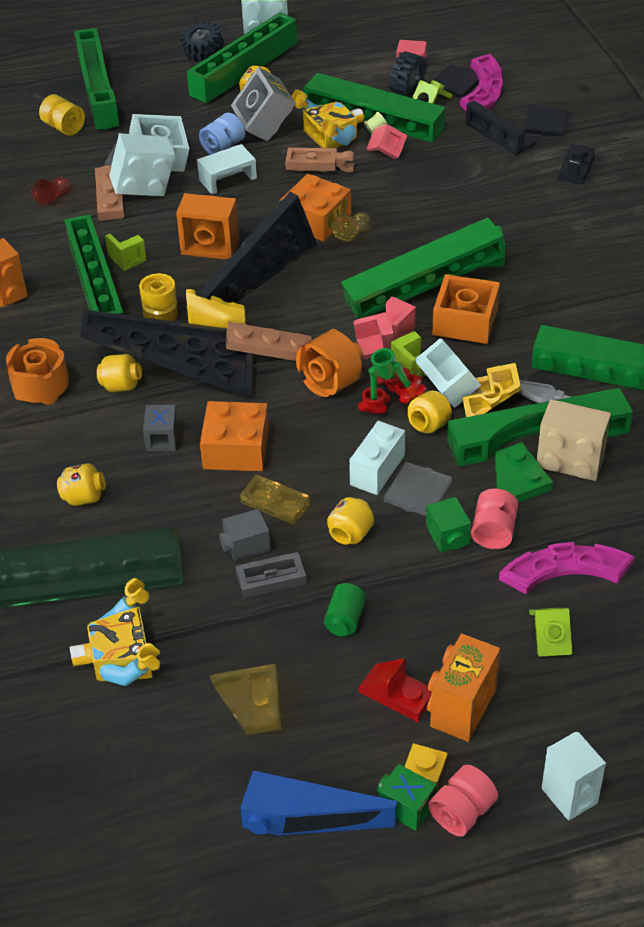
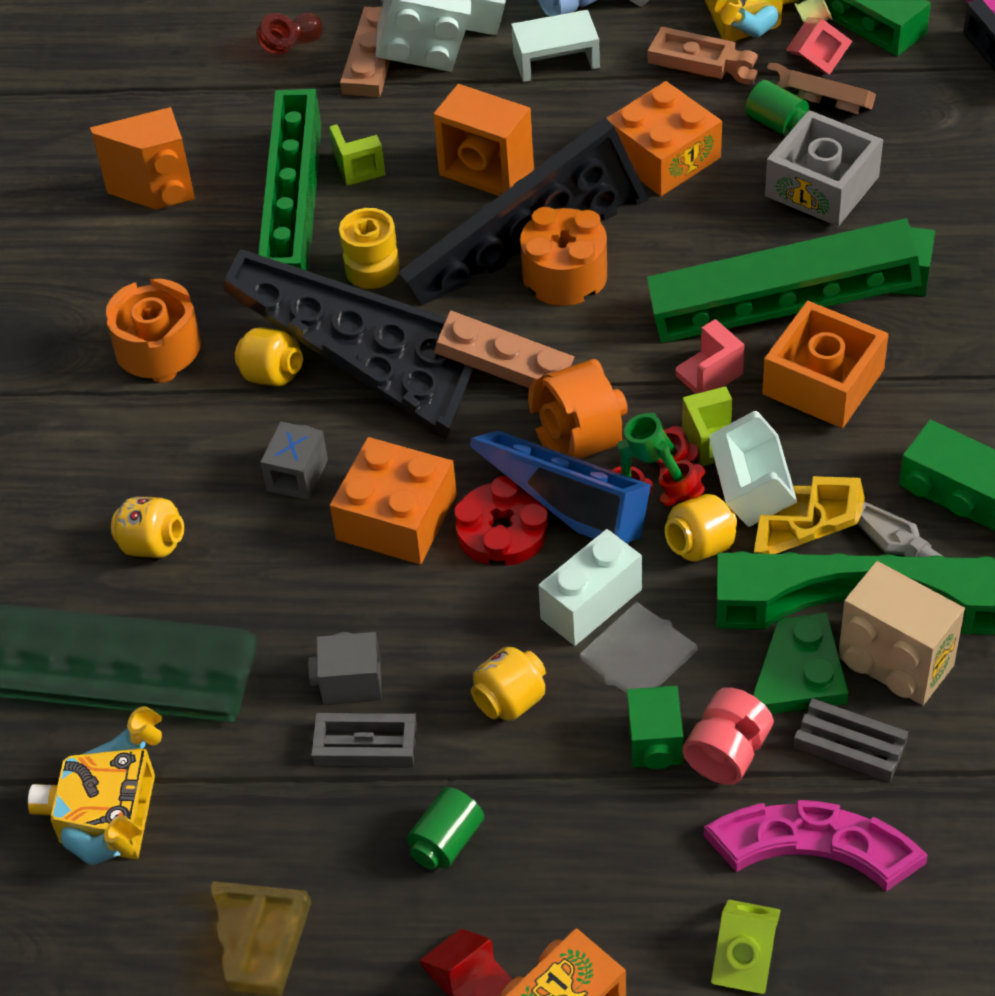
camera: 20 degrees right, 5 degrees up
(213, 311) = (437, 289): yellow slope -> none
(275, 499) = (415, 618): clear yellow plate -> none
(282, 281) = (564, 255): none -> orange brick
(304, 423) = (501, 501): none -> red plate
(345, 406) = (571, 488): none -> slope
(347, 227) = (699, 180): clear yellow plate -> none
(373, 333) = (666, 377): coral panel -> none
(377, 180) = (775, 107): none -> green brick
(394, 165) = (814, 88): none -> nougat plate
(419, 205) = (823, 167): none -> light grey brick
(563, 503) = (854, 732): none -> flat silver tile

